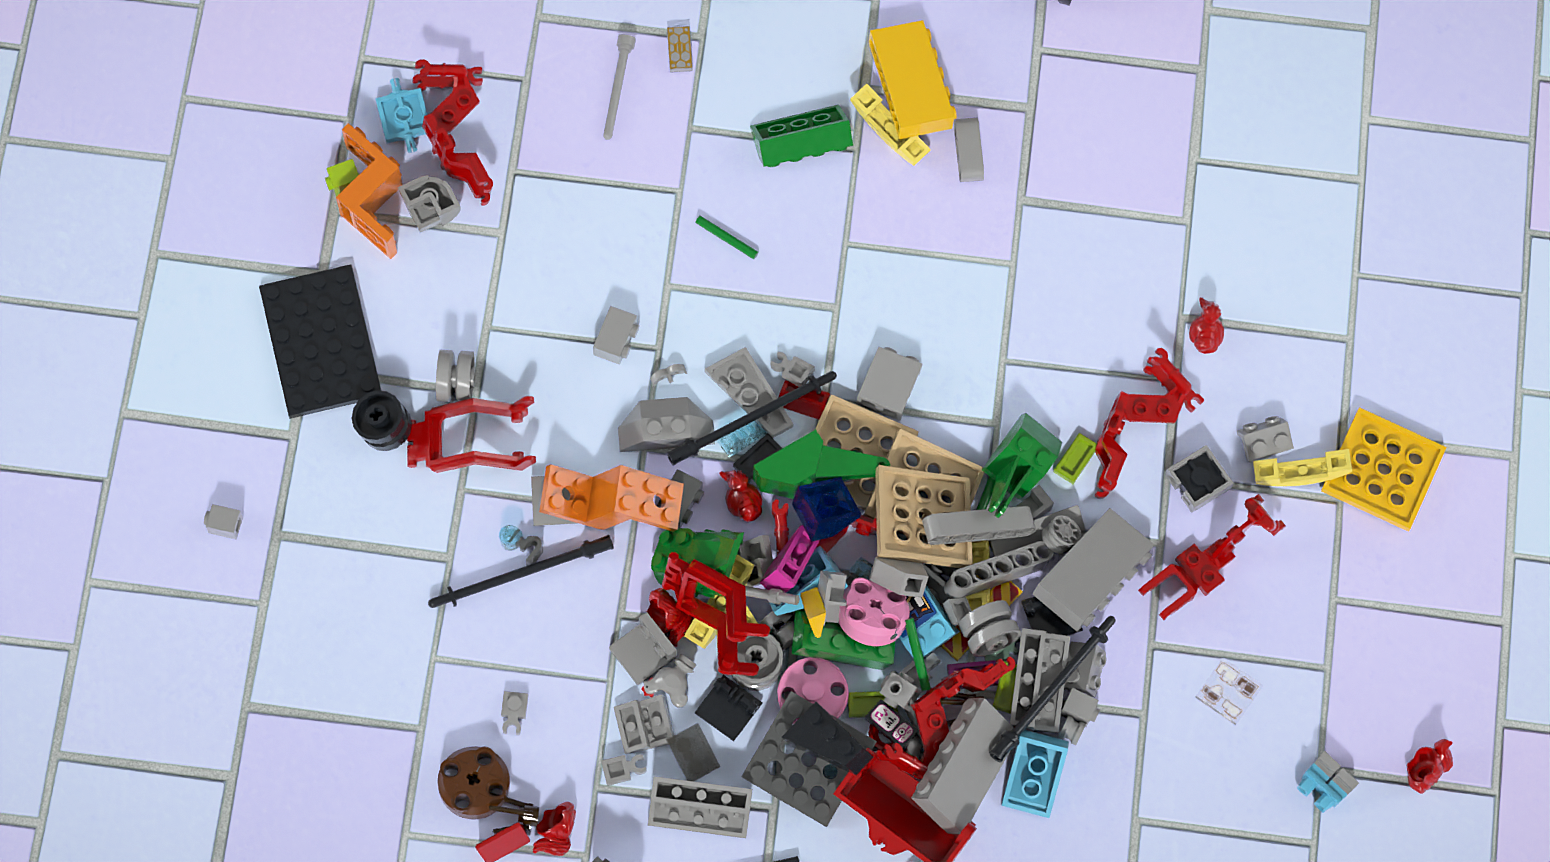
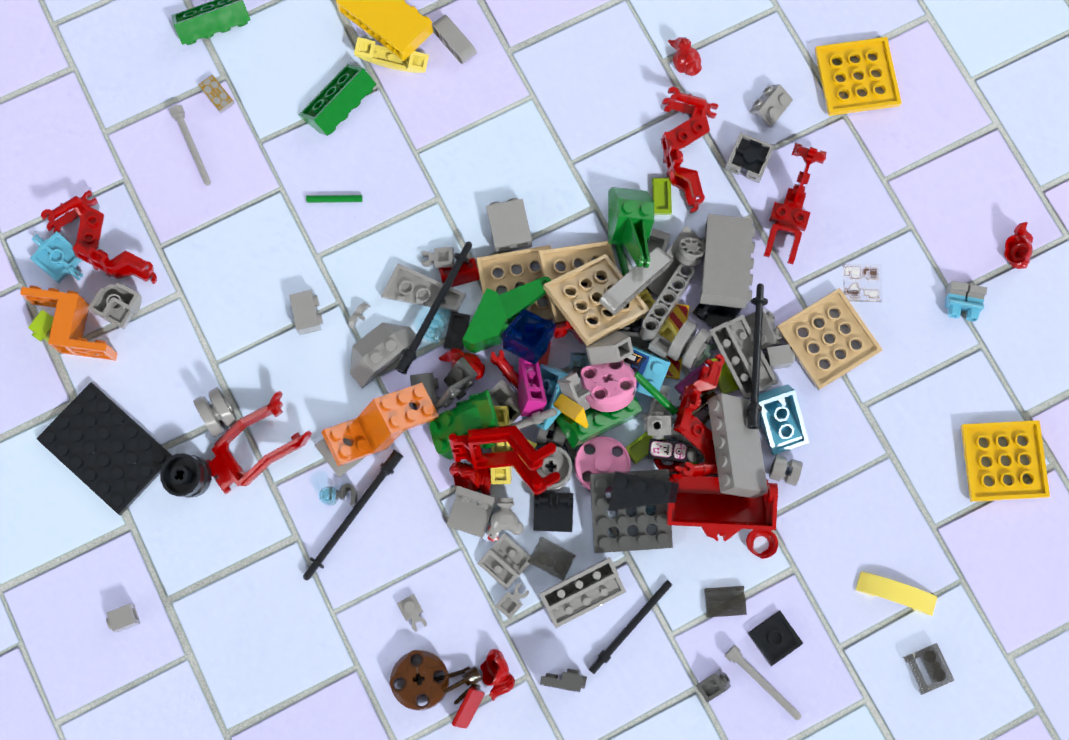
camera: 30 degrees left, 5 degrees up
(722, 509) = (458, 380): none -> dark grey bracket
(995, 821) = (779, 467): none -> light grey wheel
(1072, 730) = (784, 375): light grey wheel -> none
(1136, 760) = (831, 326): none -> tan piece
(1304, 471) = (811, 109): light yellow slope -> none

